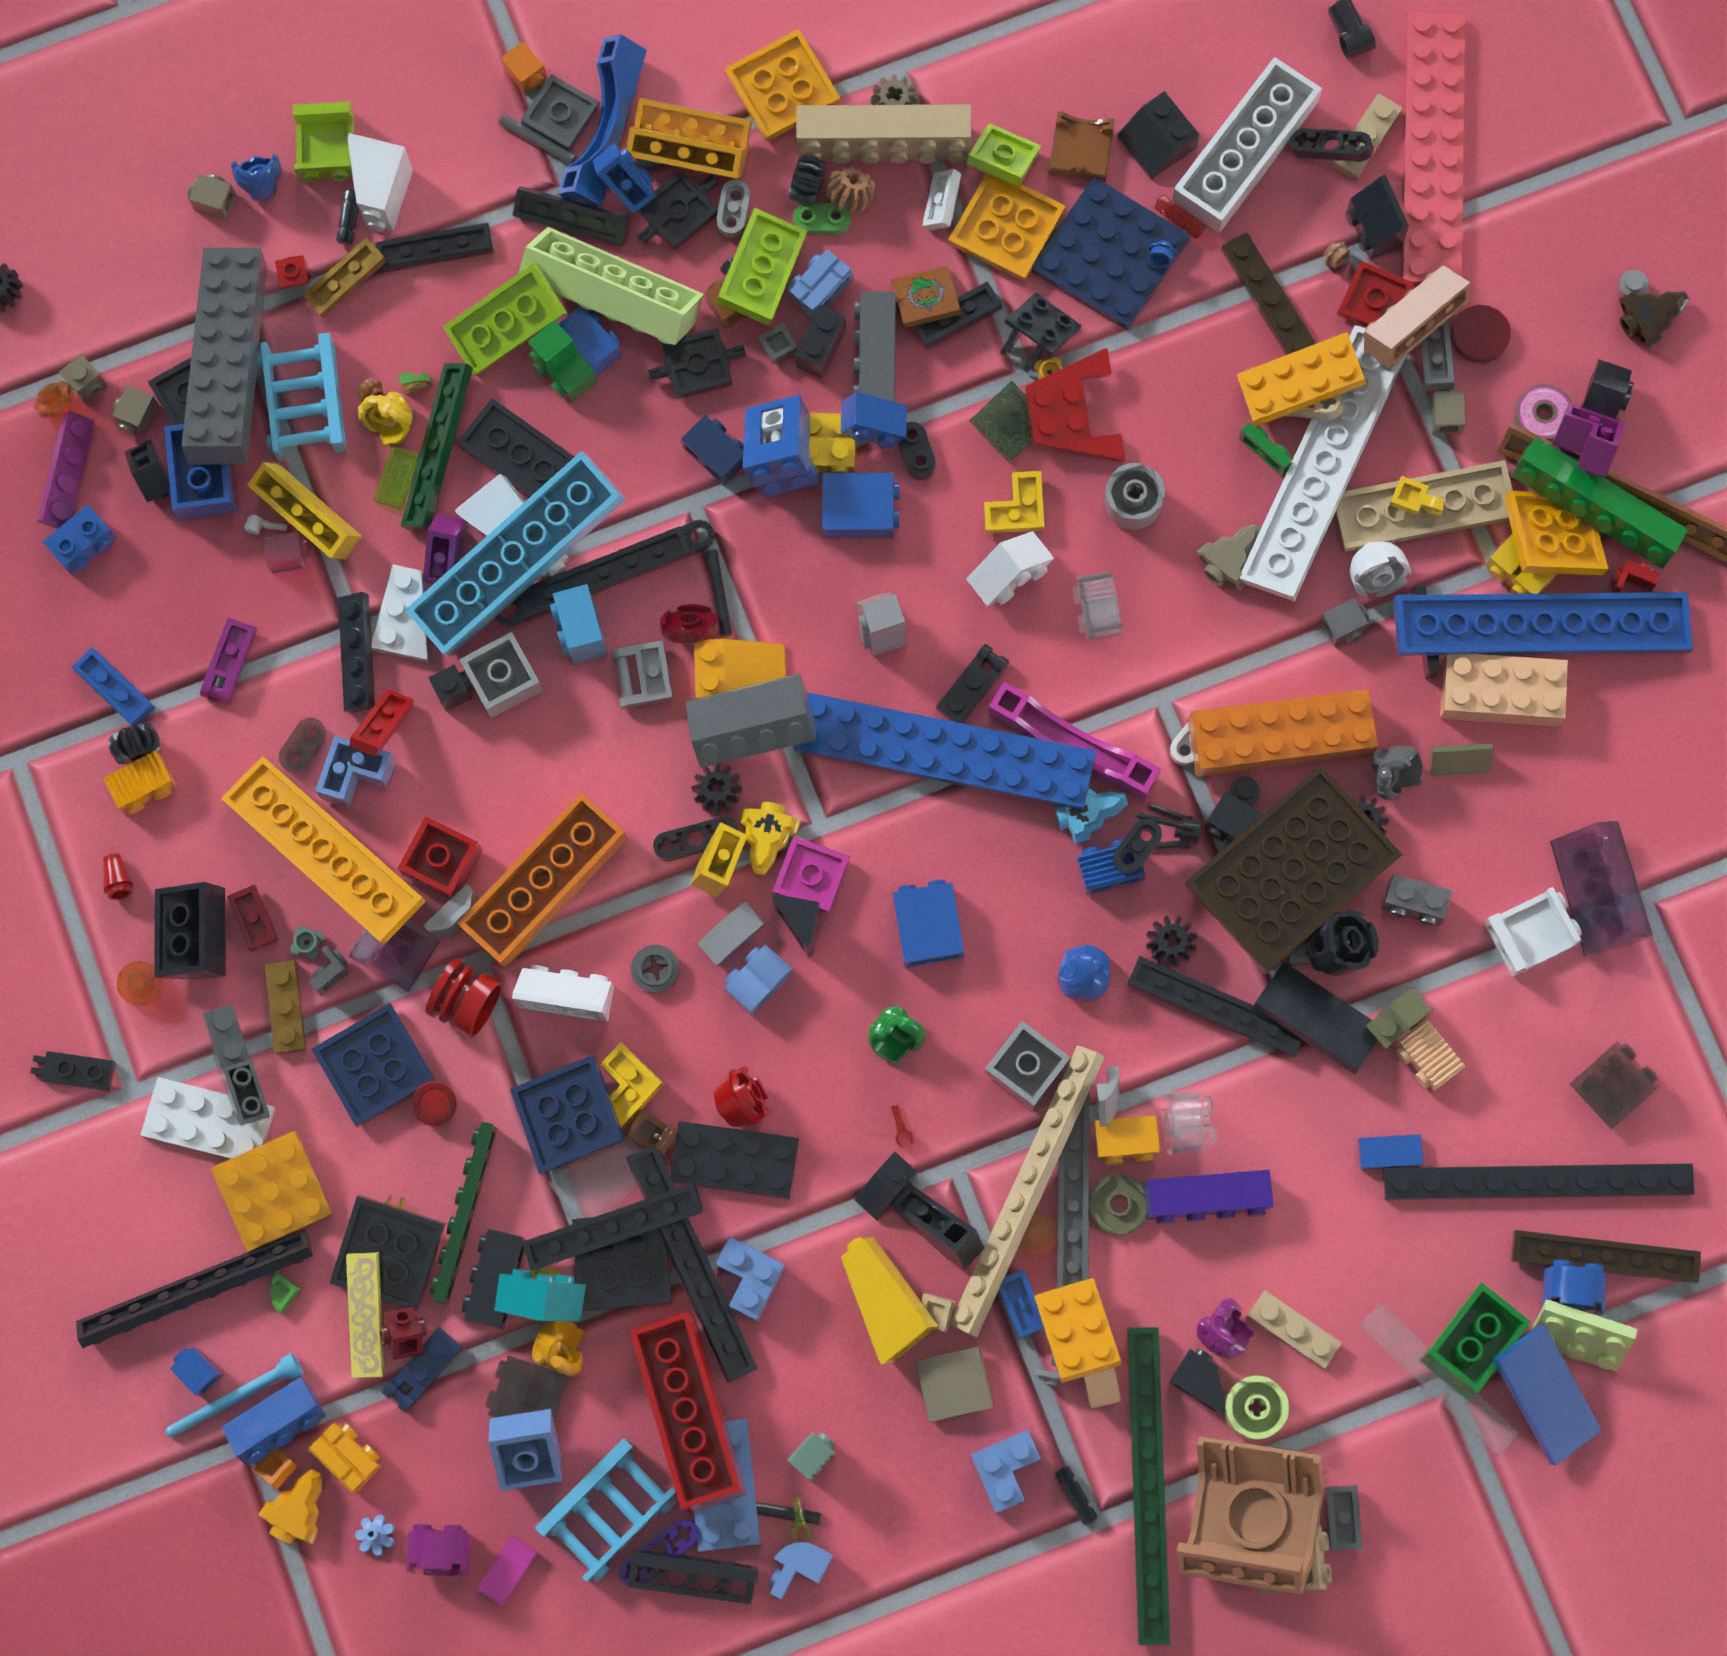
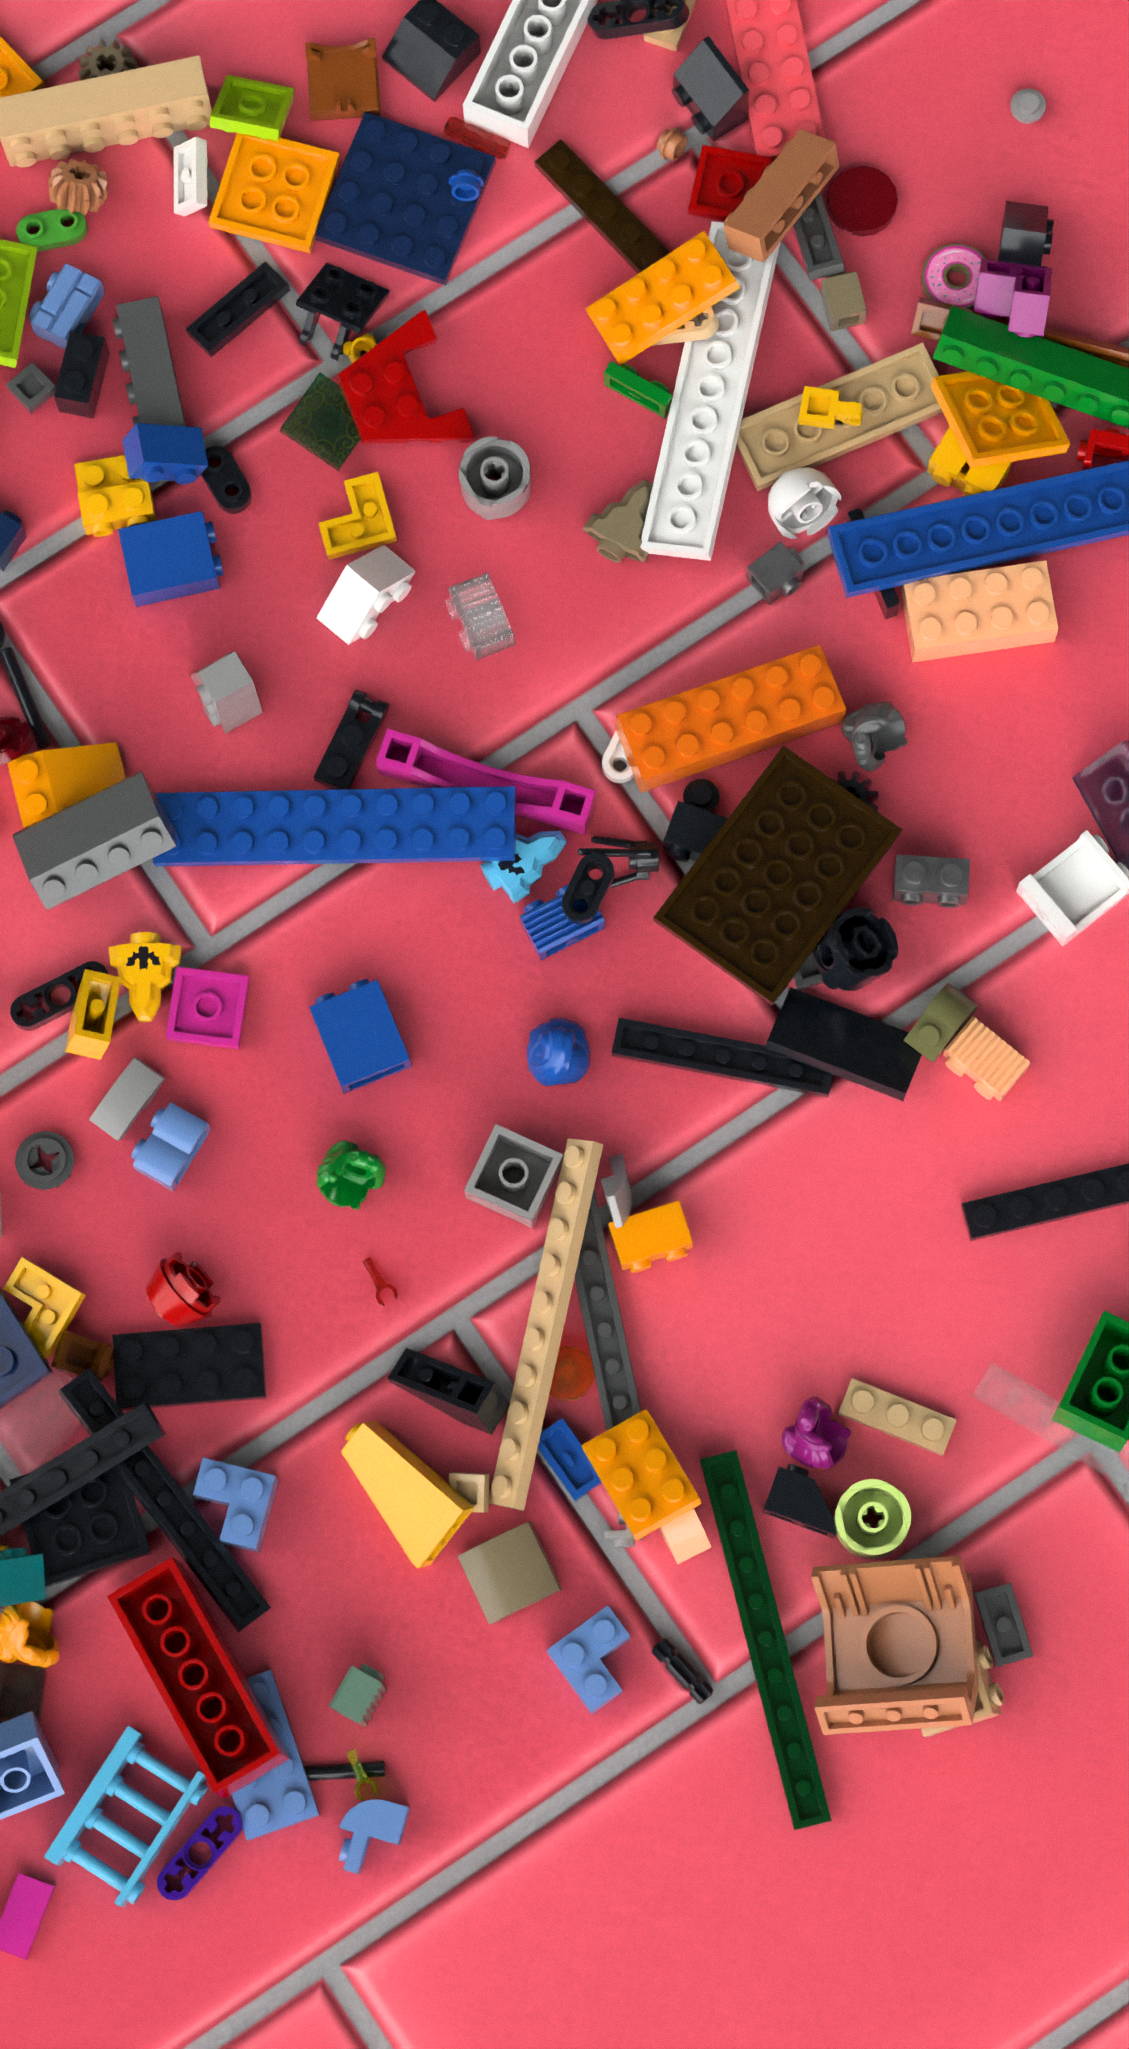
camera: 15 degrees left, 0 degrees up
(696, 1566) = (246, 1857): black fence -> none
(723, 780) = (77, 918): black gear -> none
(778, 446) = (58, 509): blue brick -> none
(801, 918) = (207, 1062): black slope -> none
(807, 180) = (24, 186): black gear -> none
(886, 1185) = (377, 1356): black slope -> none
(926, 297) = (196, 295): dark orange slope -> none
(1105, 1217) = (662, 1338): olive tile -> none
(1161, 944) = (640, 998): black gear -> none
(1188, 1122) = (718, 1201): clear brick -> none
(1208, 1195) = (762, 1281): dark purple brick -> none
(1390, 1151) = (964, 1182): blue tile -> none
(1460, 759) = (947, 704): olive slope -> none
(1650, 314) = (1055, 136): dark brown rock -> none

